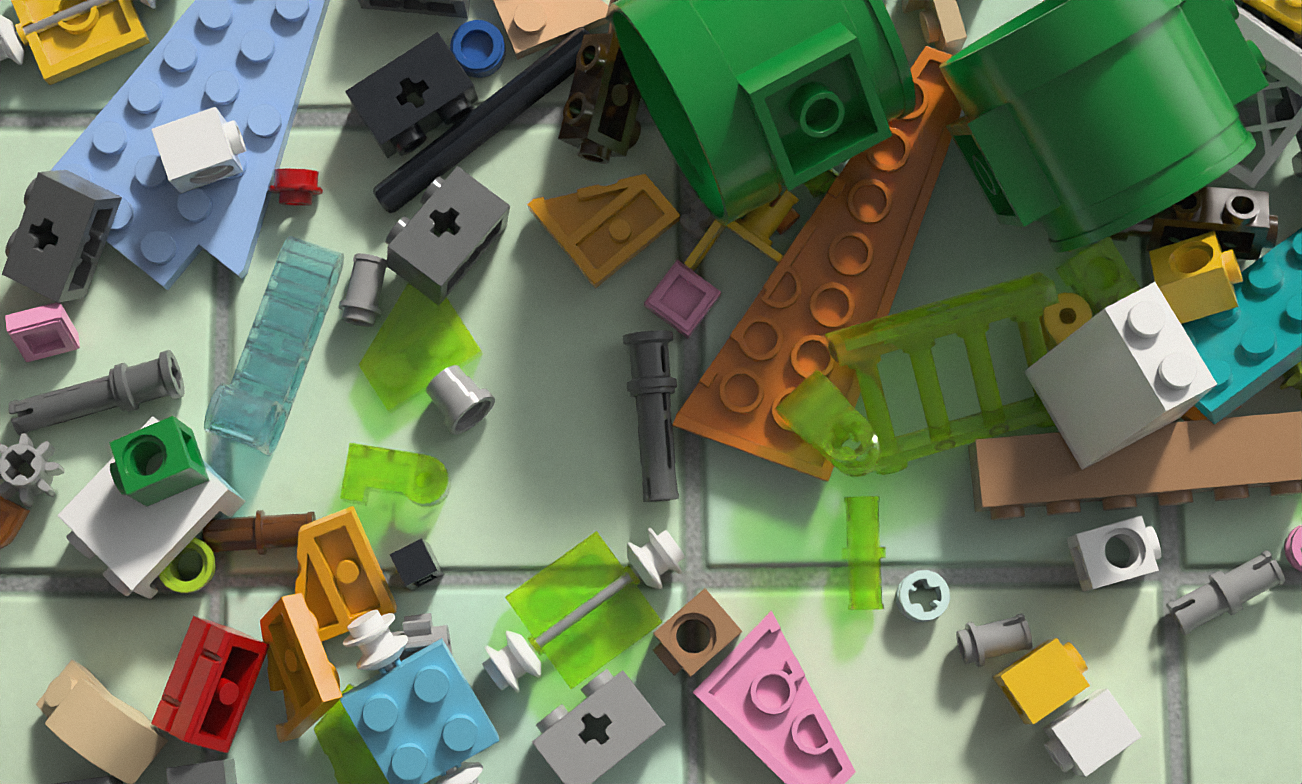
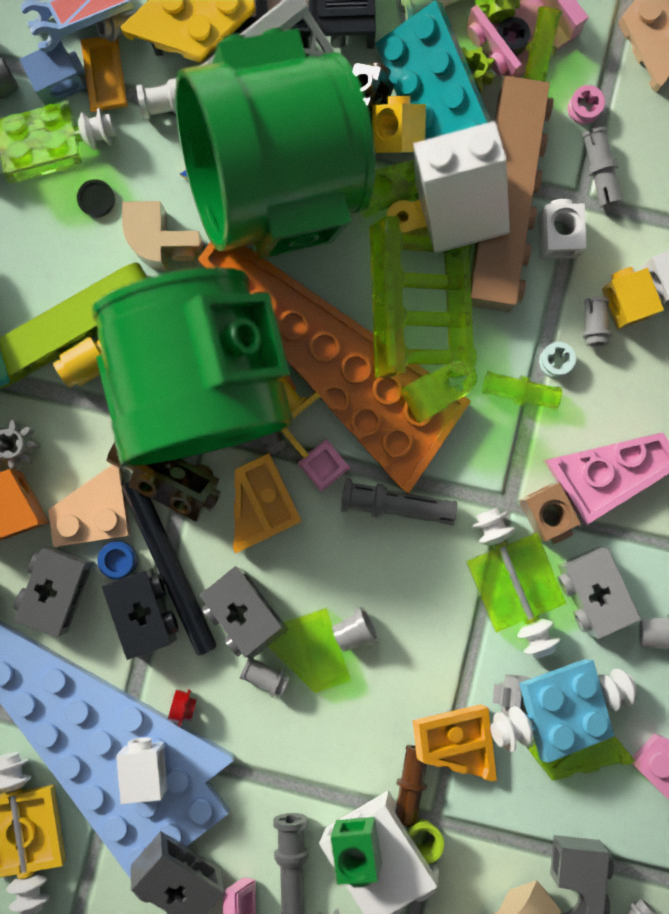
camera: 80 degrees left, 5 degrees up
(210, 684) = (508, 844): red brick -> none
(278, 348) = (292, 746): clear light blue beam -> none
(298, 665) = (507, 782): light orange wing -> none
(393, 472) = (398, 676): clear neon green leg -> none
(416, 564) = (461, 686): black piece -> none

